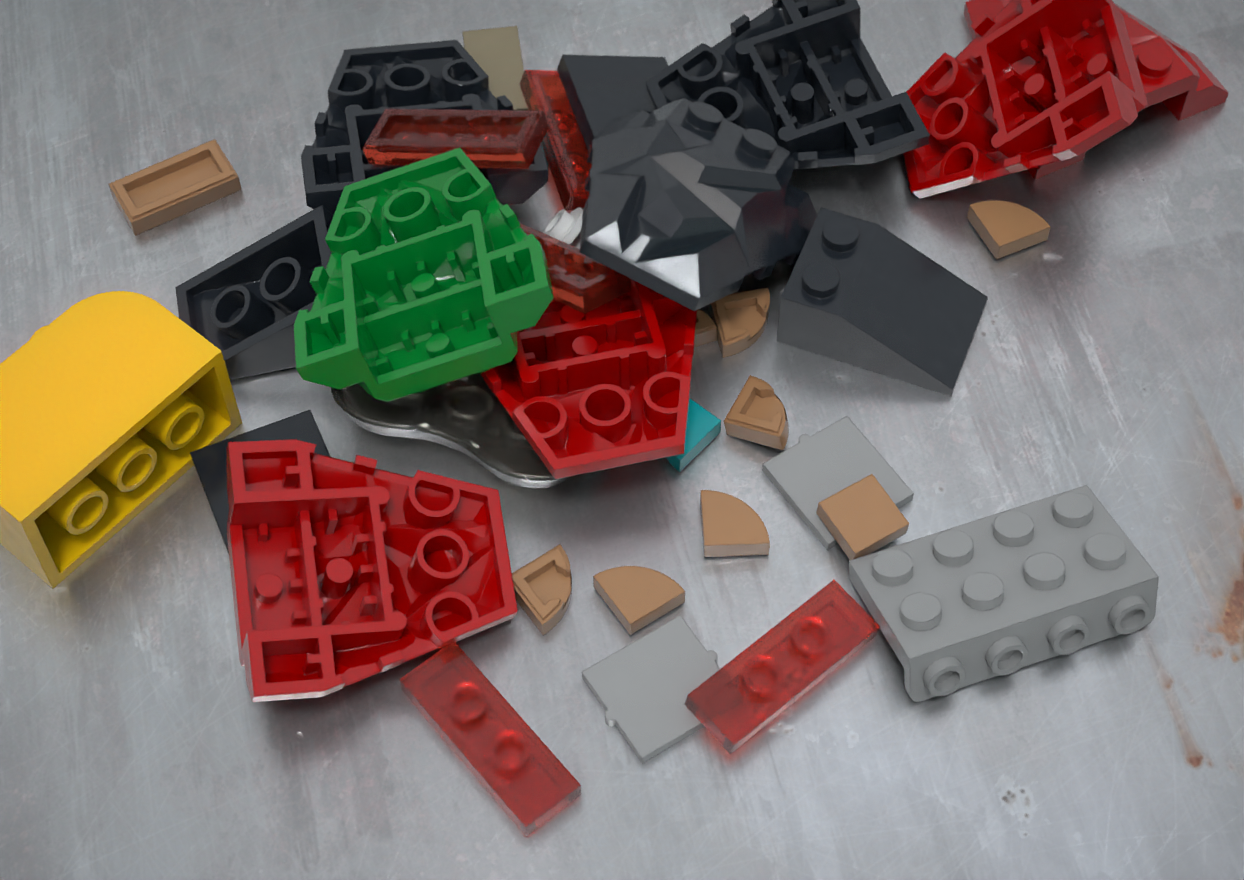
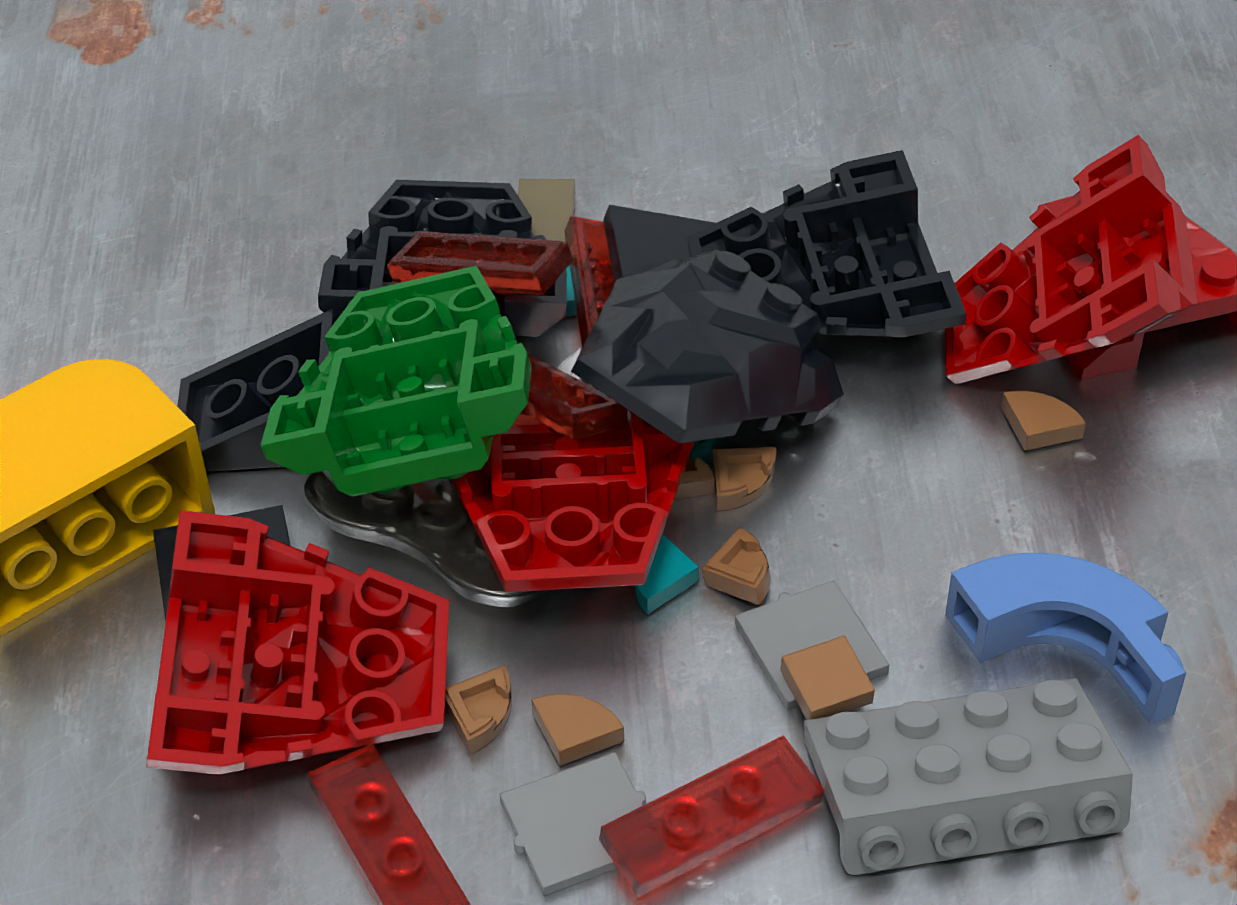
camera: 10 degrees right, 10 degrees down
(175, 187) = (204, 289): medium nougat tile -> none
(731, 527) = (687, 672): medium nougat tile -> none
(878, 304) = (886, 475): black slope -> none
(1073, 414) = (1071, 604): none -> medium blue arch

